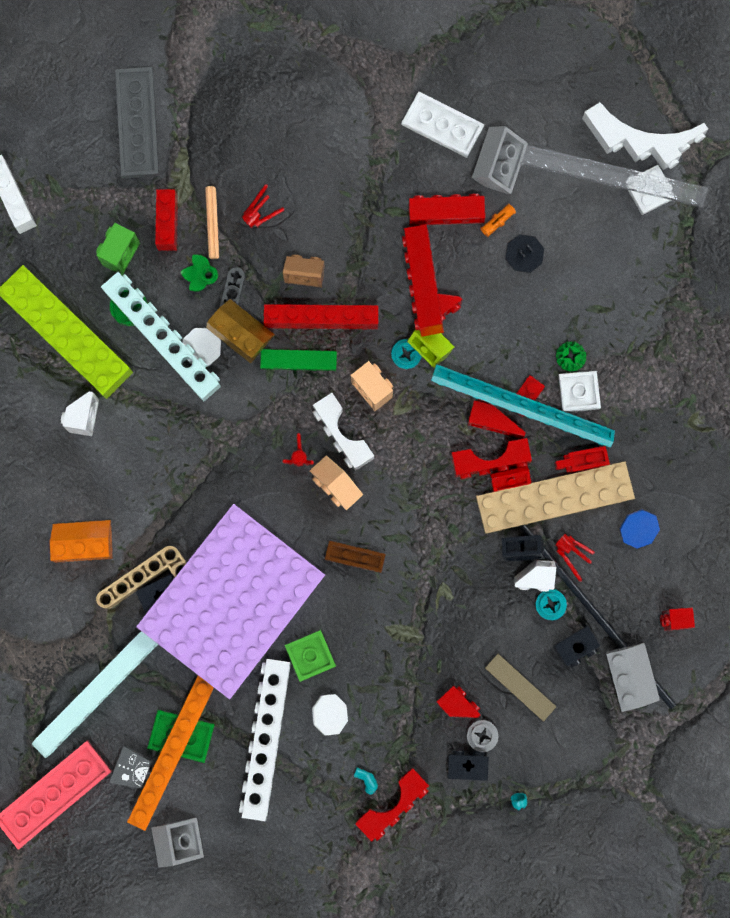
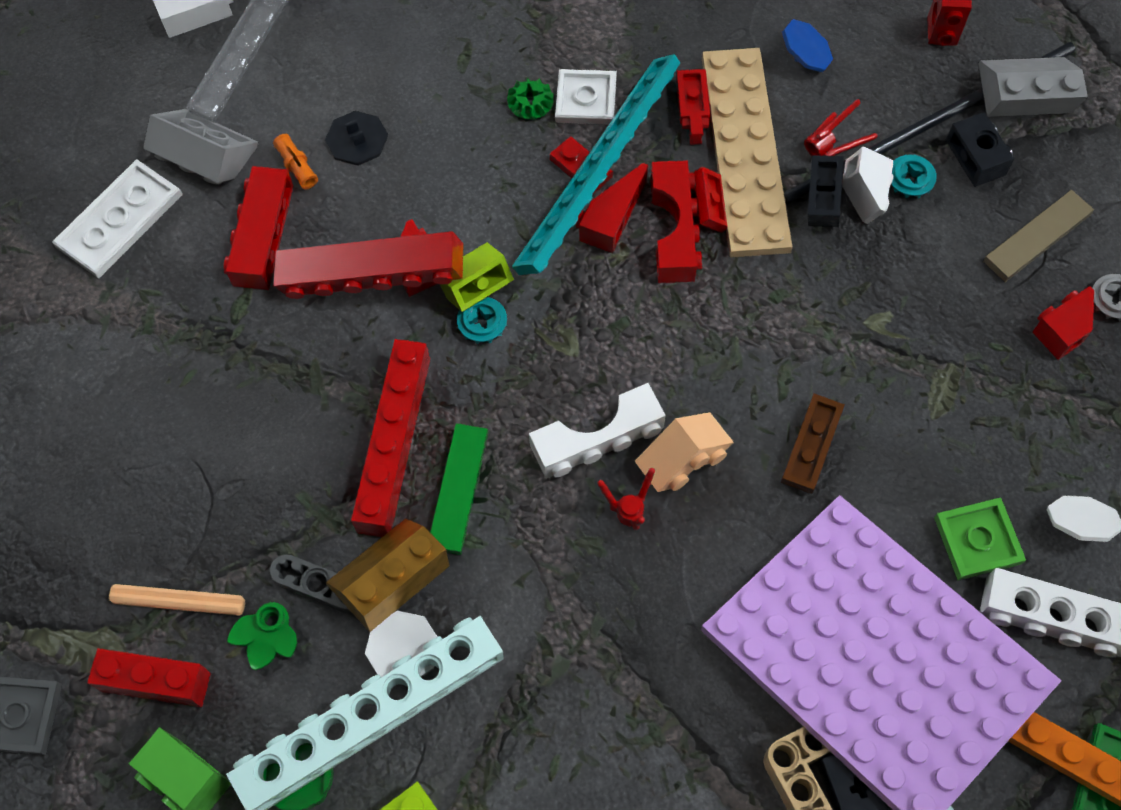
camera: 80 degrees left, 15 degrees down
(251, 215) = (186, 528): red plant -> none
(304, 271) = (306, 451): medium nougat slope -> none
(372, 385) = (529, 368): light nougat brick -> none

